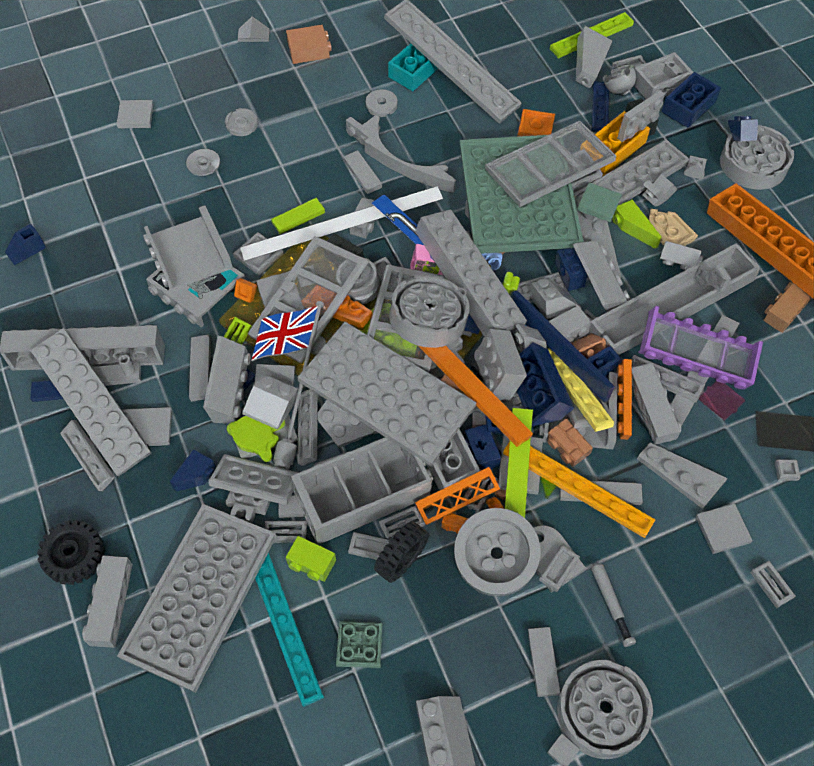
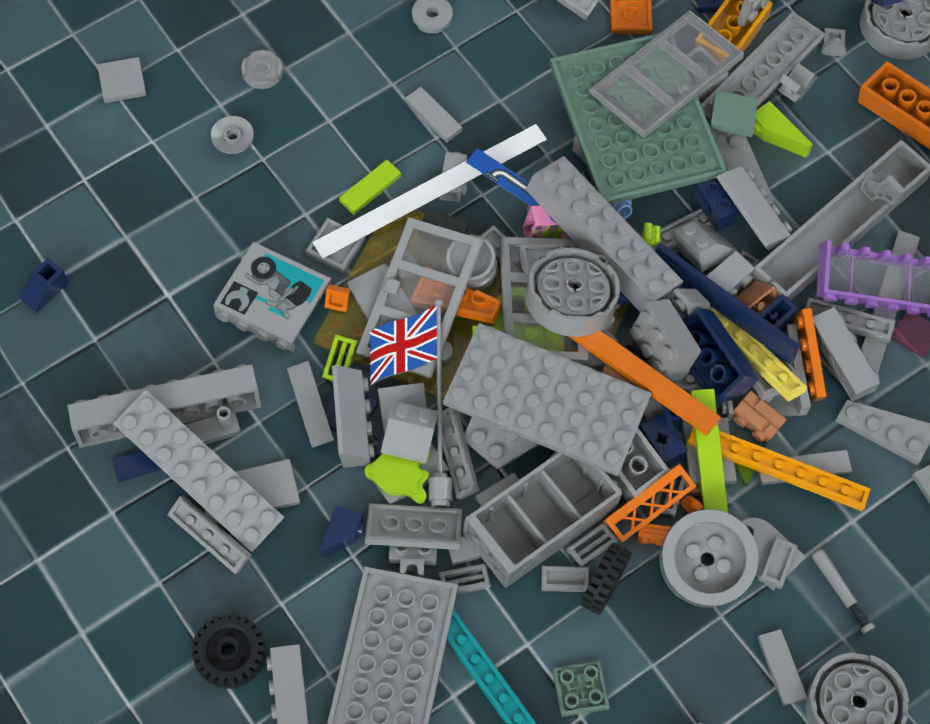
camera: 15 degrees left, 5 degrees up
(188, 251) = (256, 259): light grey panel -> none
(310, 559) = (503, 606): lime brick -> none
(369, 136) = (430, 64): light grey slope -> none
(671, 228) = (821, 130): tan tile -> none
(680, 255) = (839, 164): light grey brick -> none

